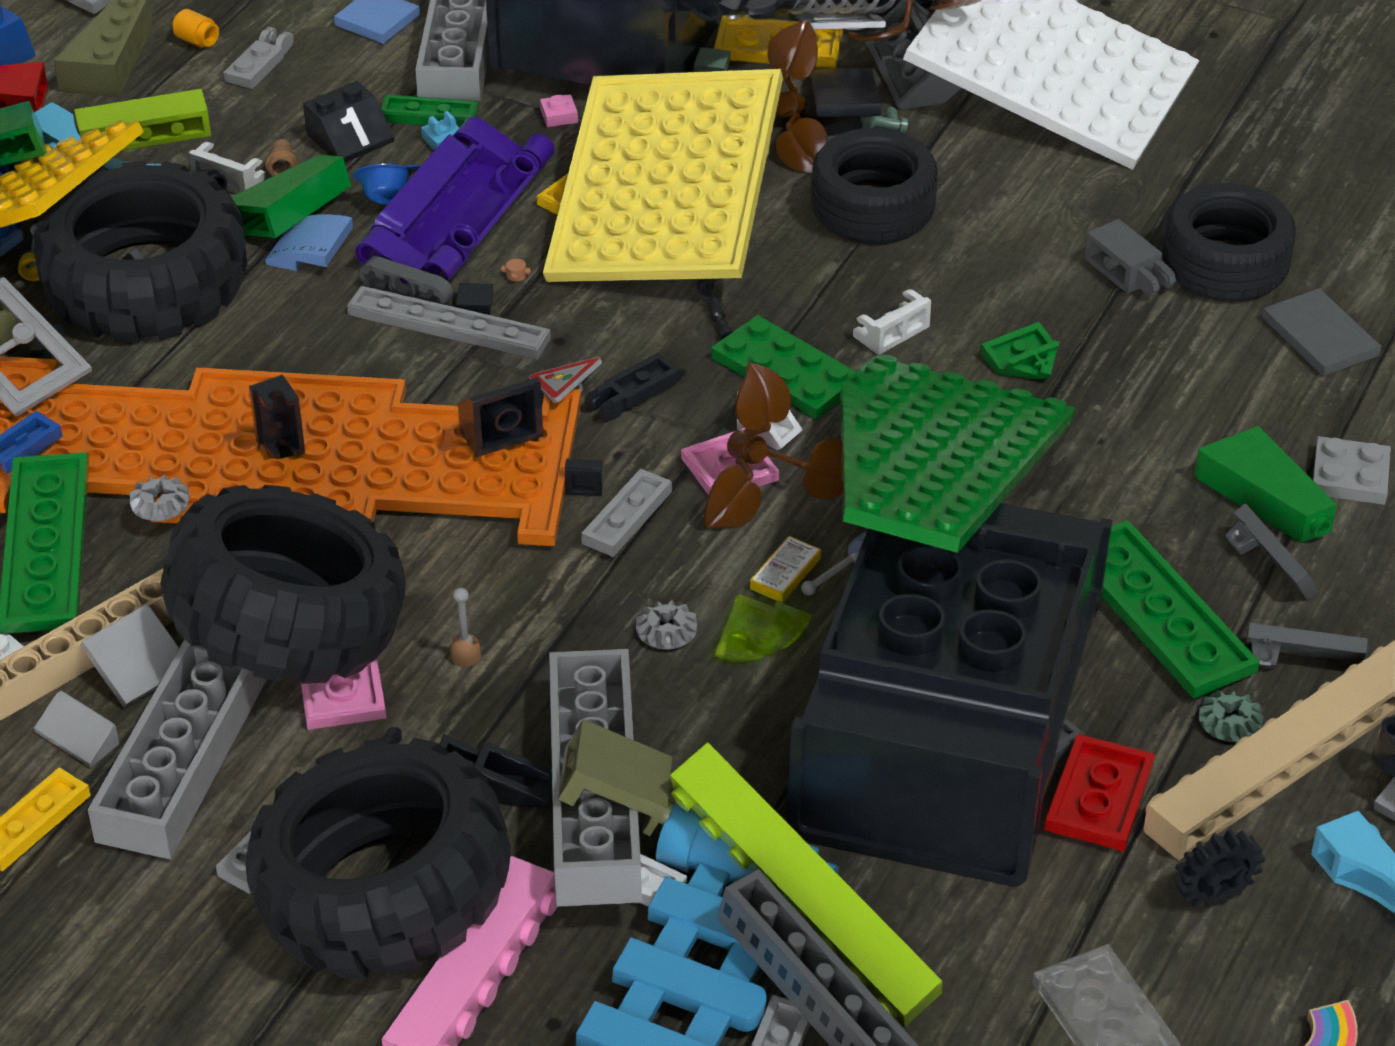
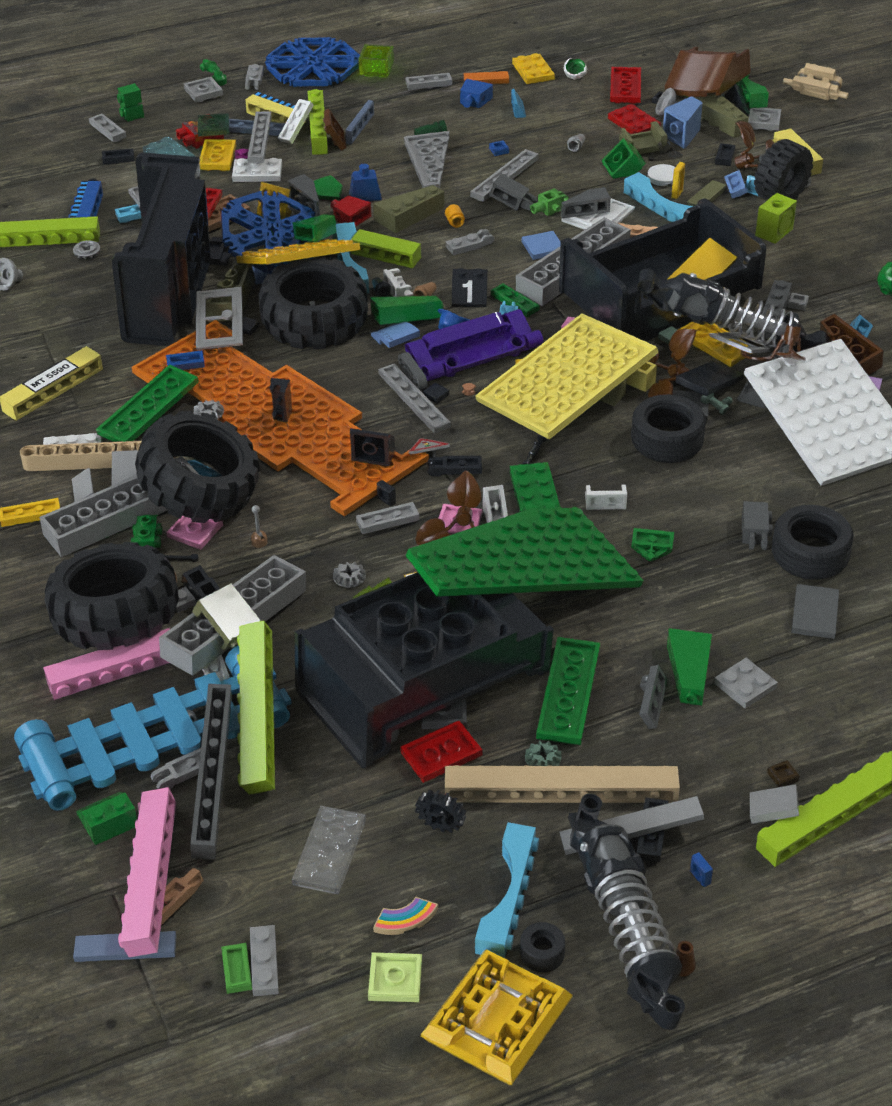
camera: 40 degrees right, 0 degrees up
(278, 741) = (147, 531): none -> green brick
(1270, 640) = (597, 735): dark grey hinge -> none

